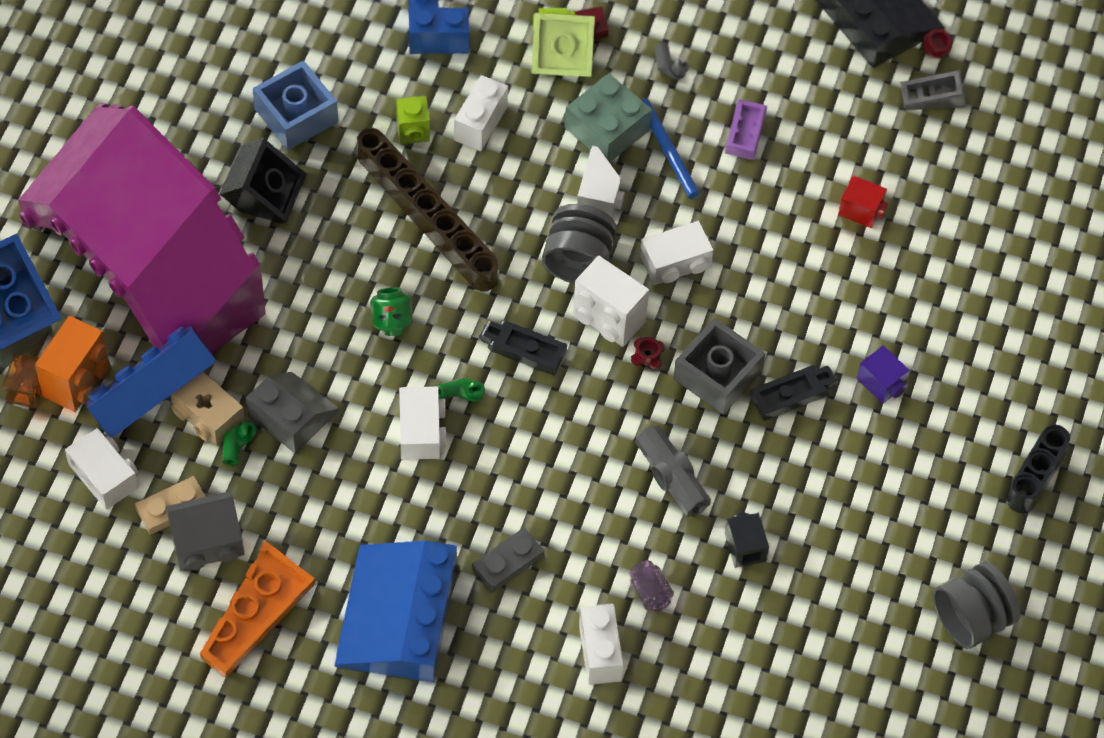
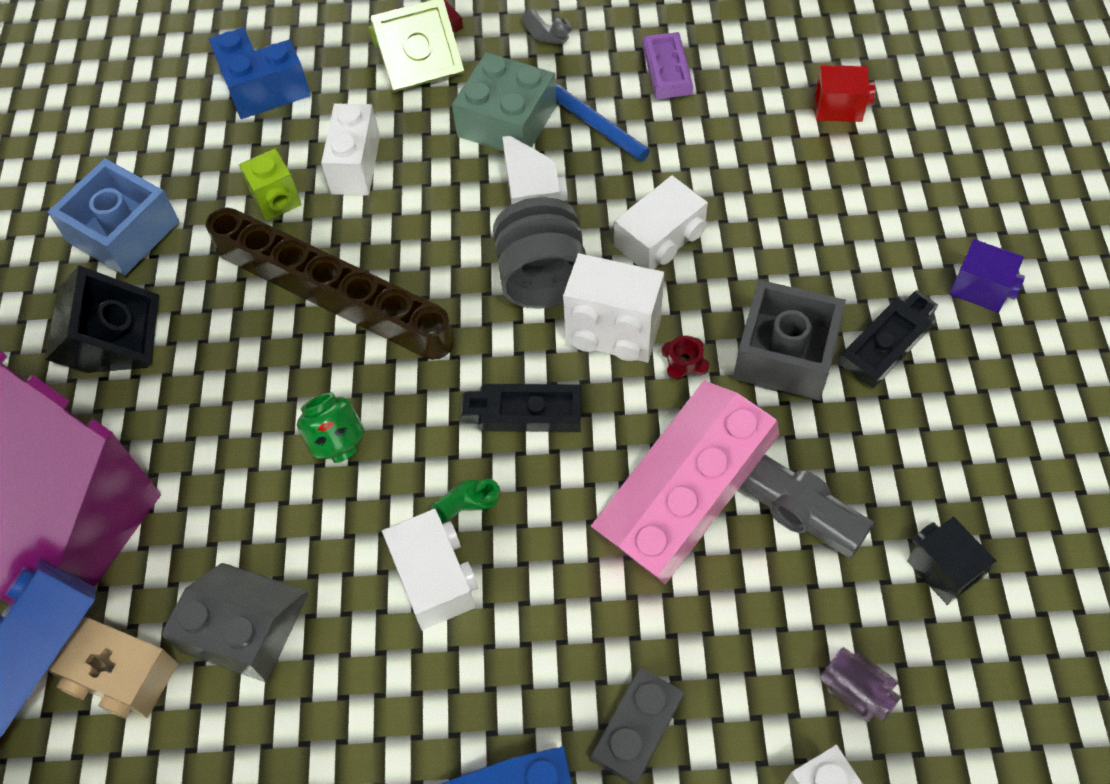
camera: 15 degrees left, 0 degrees up
(235, 440) = (170, 699): green arm -> none
(604, 430) = (687, 478): none -> bright pink slope

